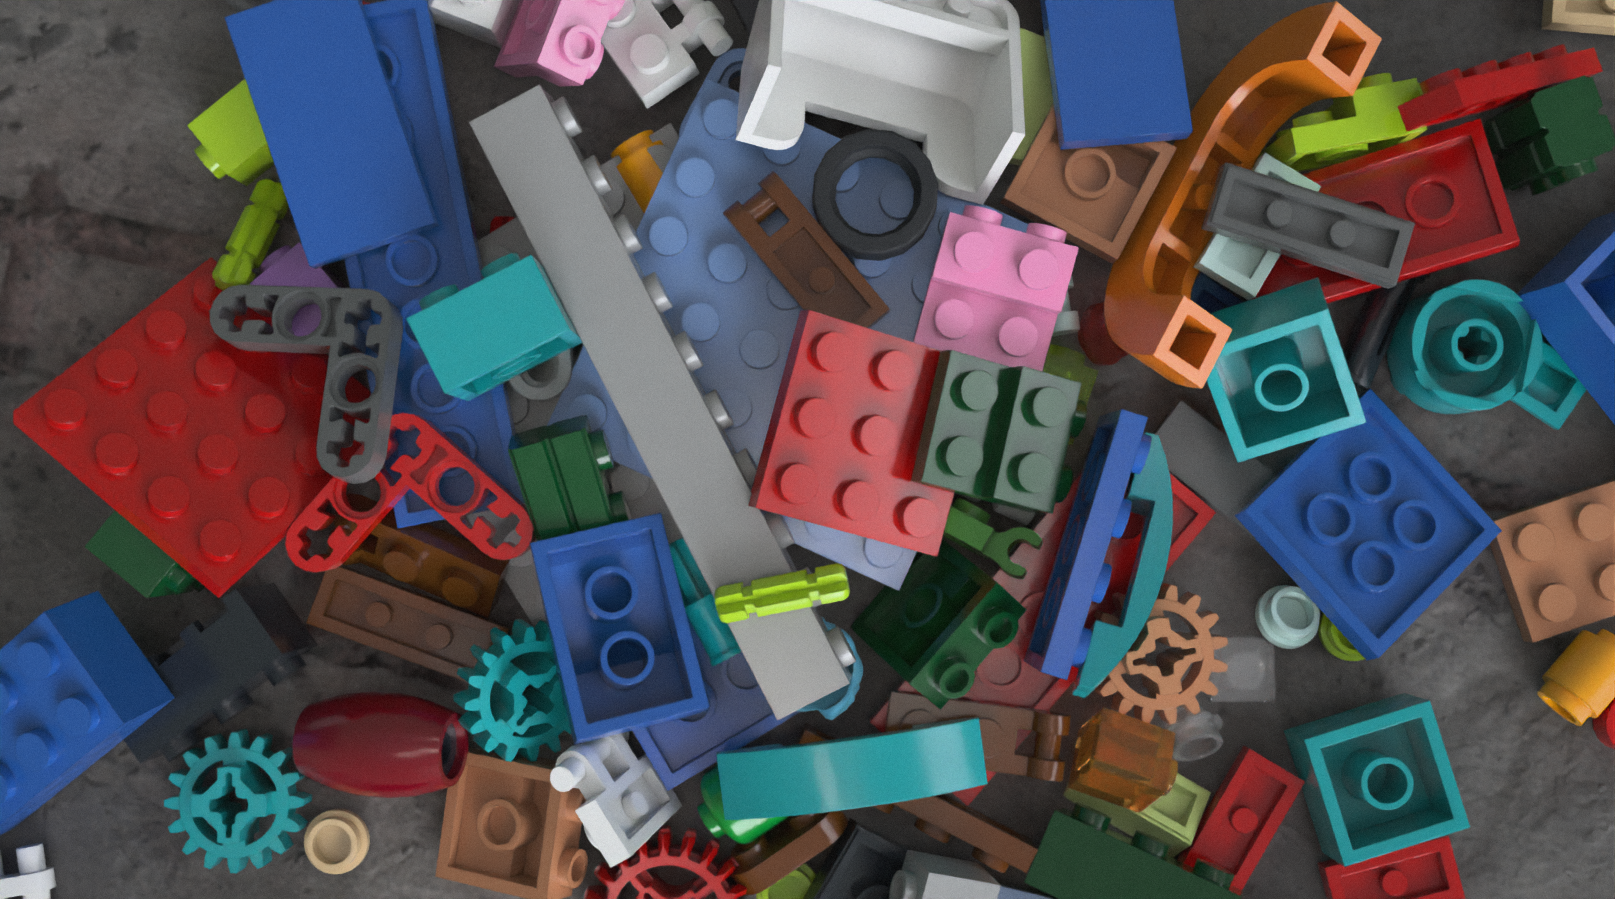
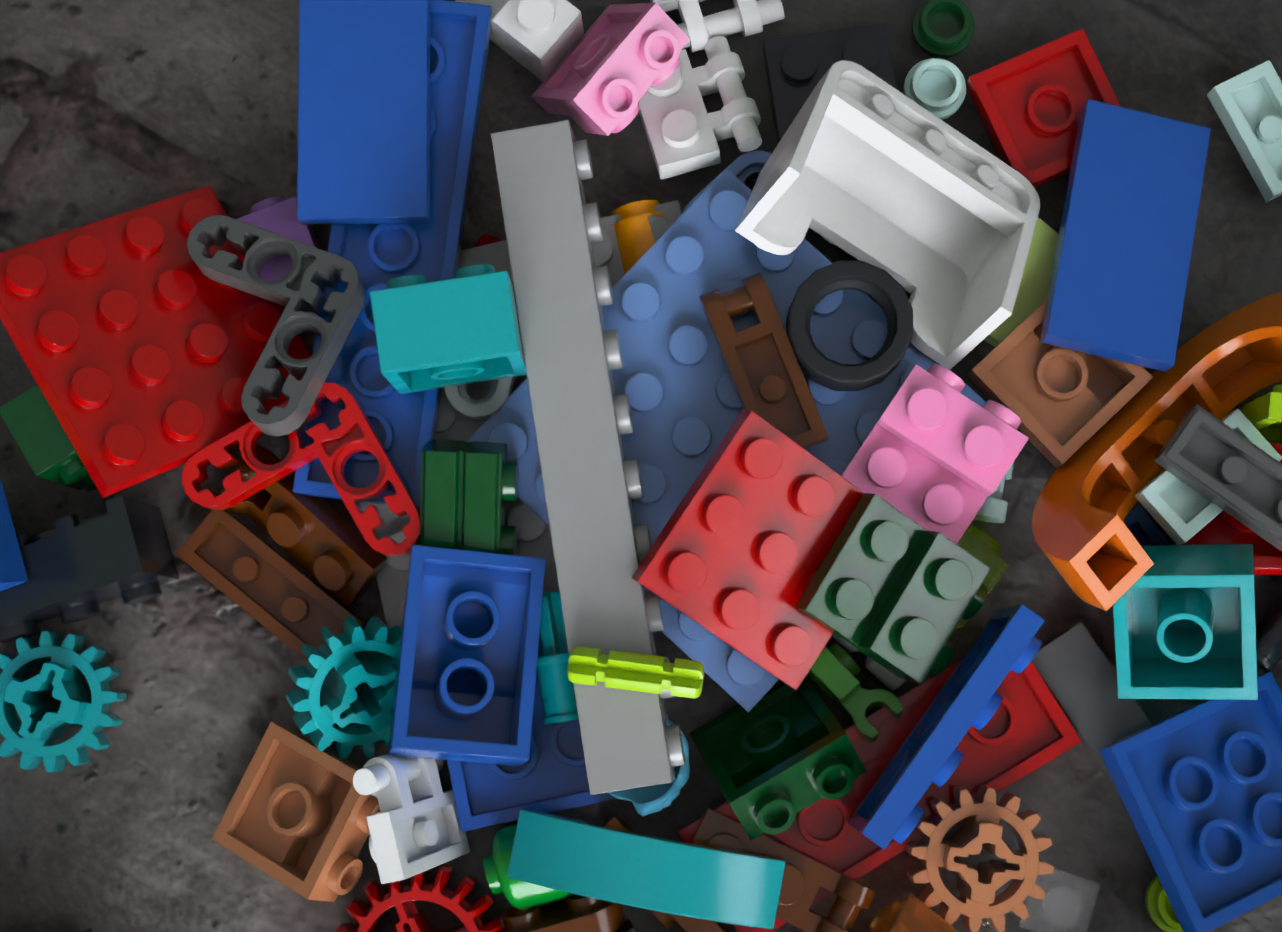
camera: 30 degrees right, 5 degrees down
(232, 137) = (268, 82): lime brick -> none
(251, 235) = (254, 176): lime axle -> none
(336, 841) = (130, 773): tan plate -> none
(380, 744) = (204, 692): dark red piece -> none
(1096, 339) = (1018, 537): clear red plate -> none
(1151, 498) = (1024, 705): teal slope -> none
(1287, 616) = (1120, 868): light aqua plate -> none

